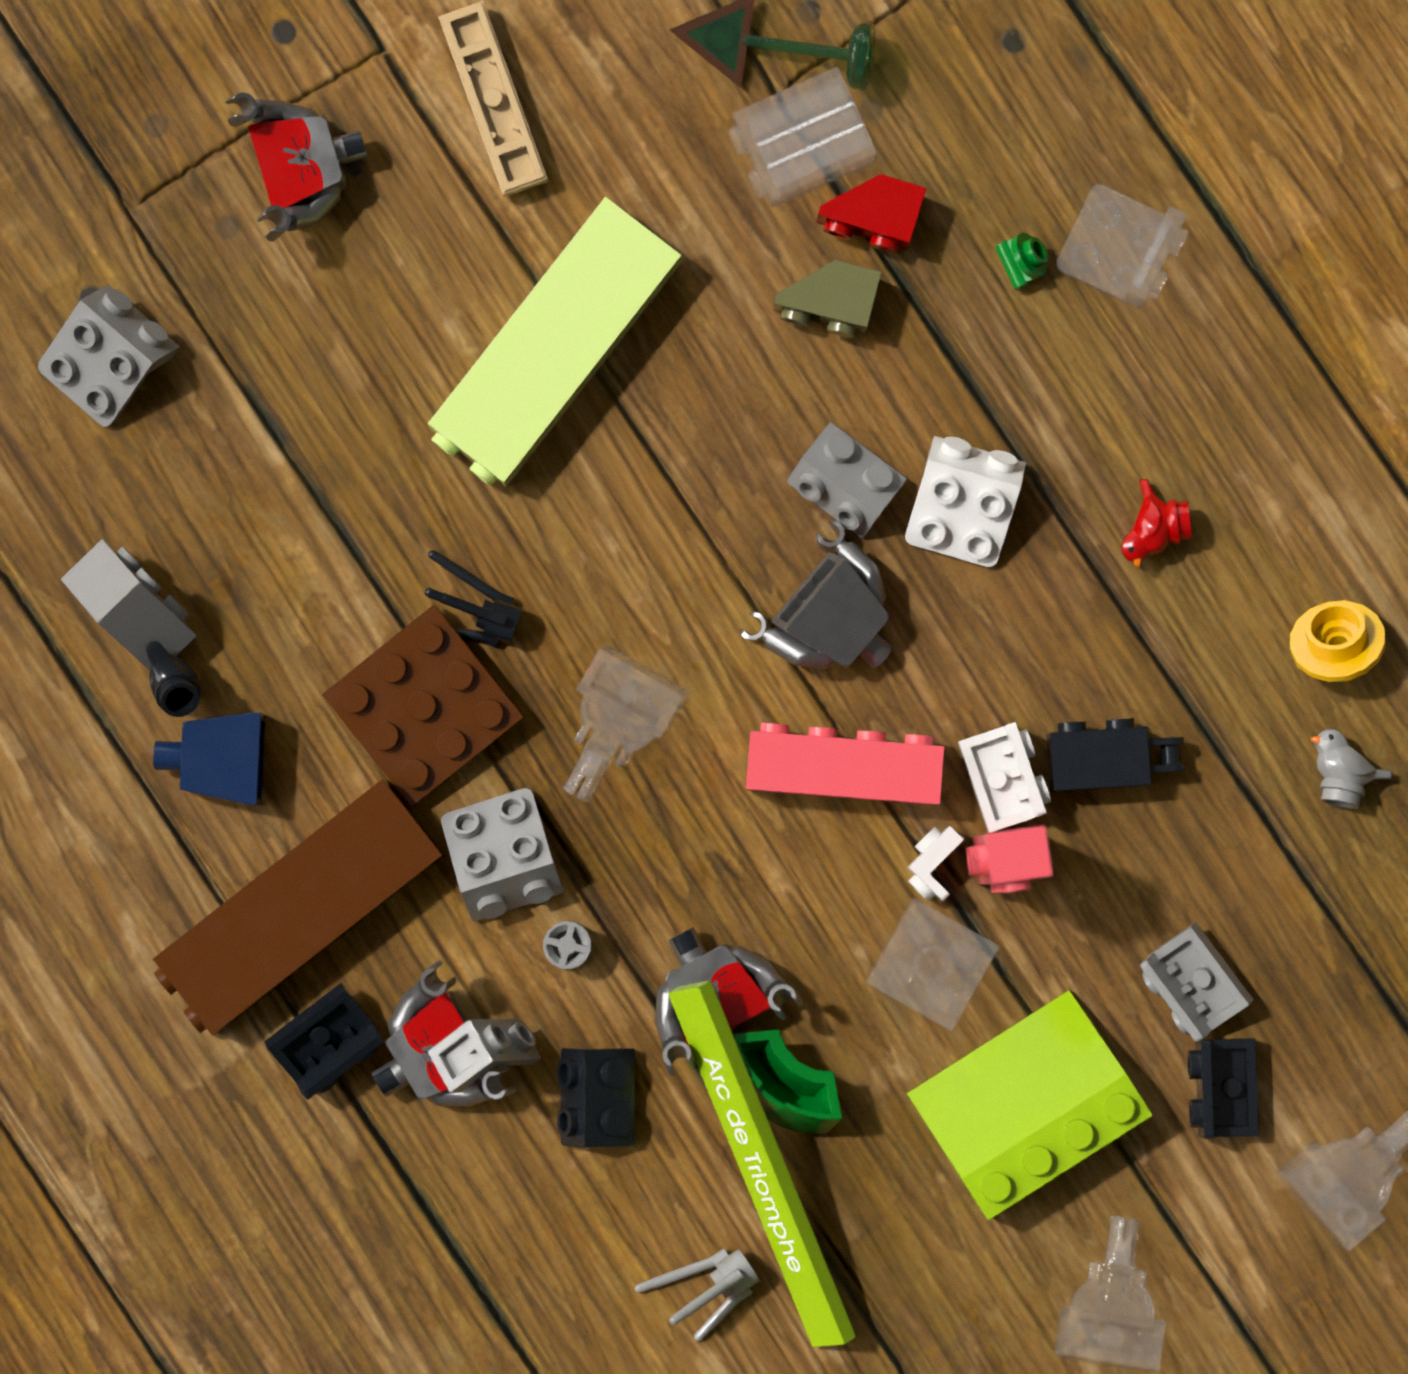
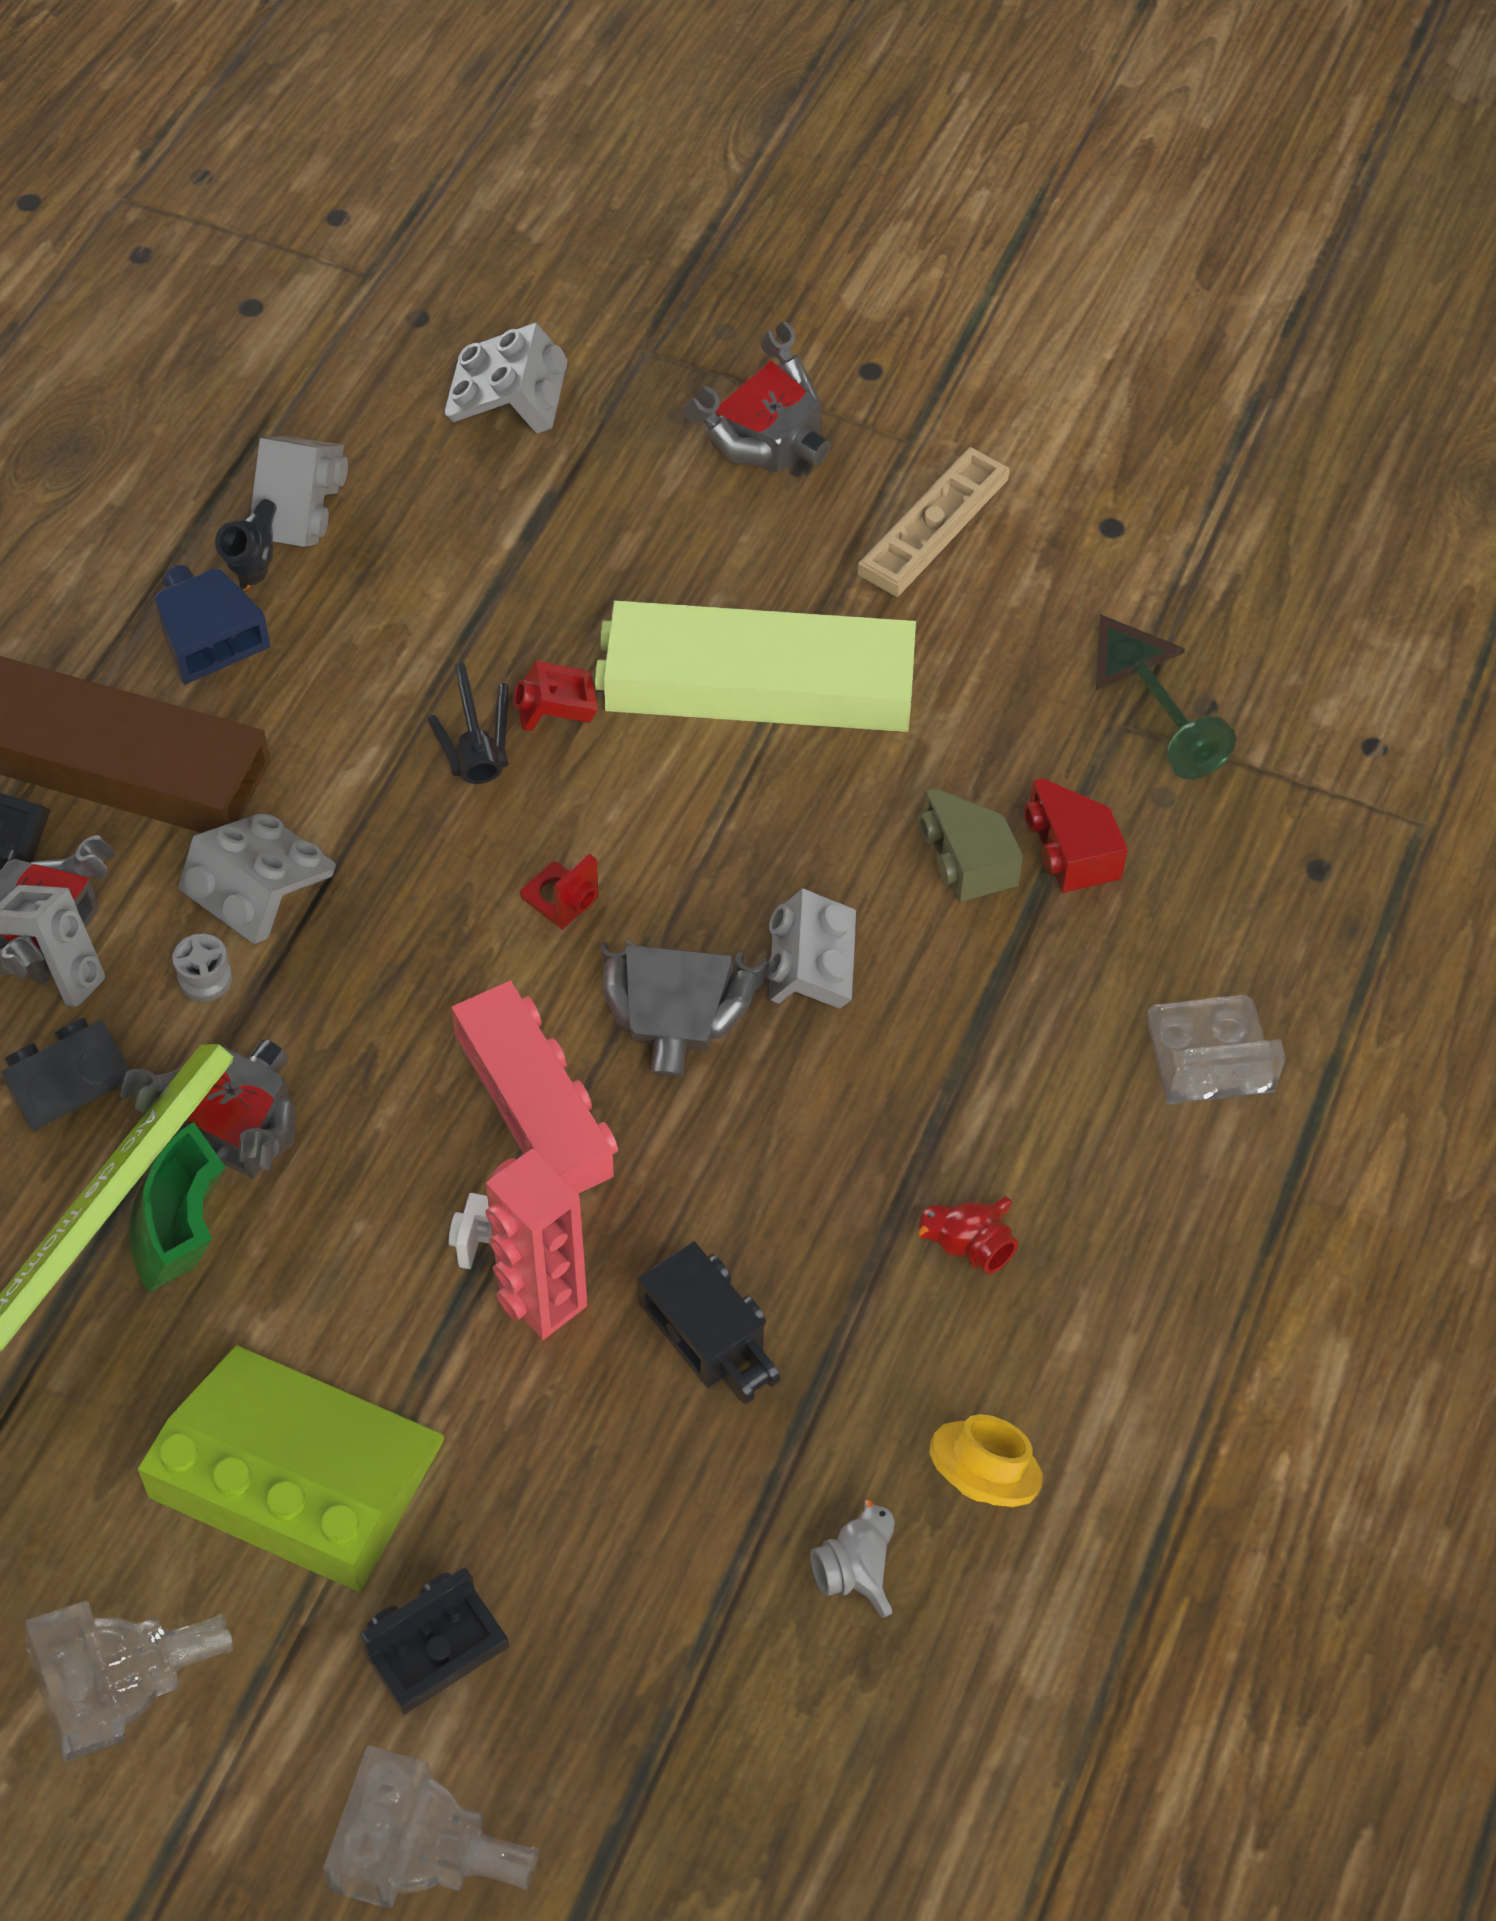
camera: 55 degrees right, 30 degrees down
(423, 705) = (358, 745): reddish brown plate -> none
(477, 523) = (555, 692): none -> red bracket
(624, 708) = (456, 886): clear brick -> none
(685, 629) = (573, 891): none -> red bracket
(802, 138) = (1092, 744): clear brick -> none
(931, 964) = (383, 1273): clear brick -> none
(965, 501) = (866, 1053): white bracket -> none
(1003, 776) = (626, 1237): white bracket -> none
(1023, 259) = (1132, 980): green plate -> none
(1194, 982) = (528, 1542): light grey bracket -> none

